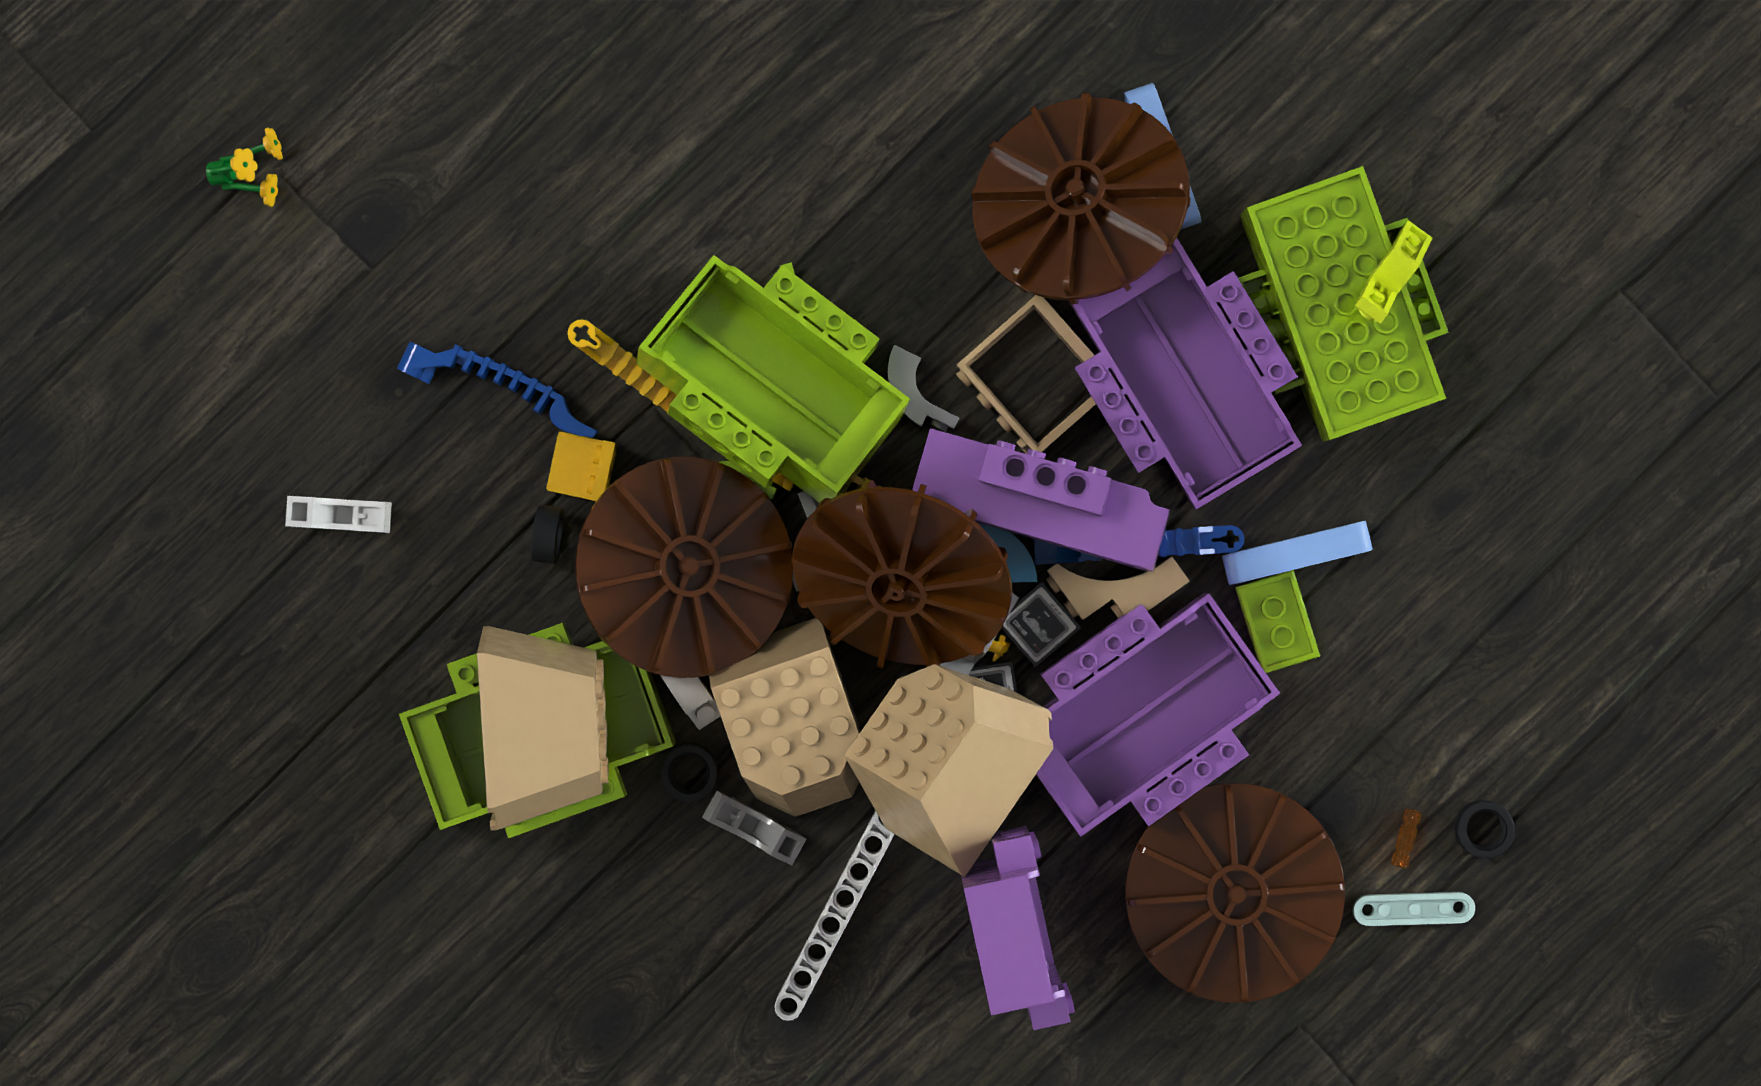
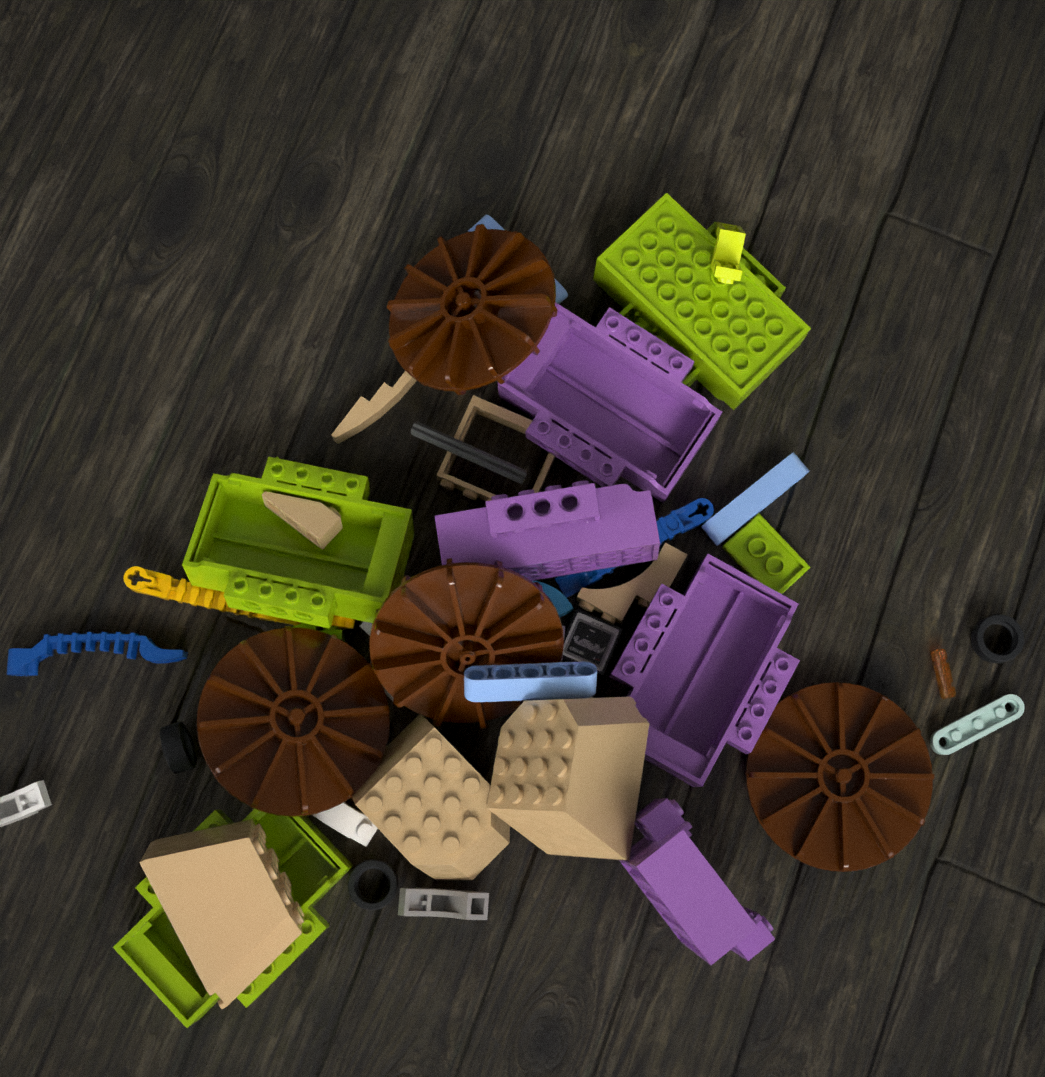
camera: 30 degrees left, 10 degrees down
(581, 466) = (182, 682): yellow bracket -> none
(795, 352) = (306, 516): none -> tan slope
(840, 912) = (536, 939): white beam -> none
(902, 375) = (398, 495): light grey arch -> none
(911, 254) = (367, 412): none -> tan slope
(950, 647) = (530, 681): none -> light blue beam
(1003, 356) = (468, 452): none -> dark grey axle

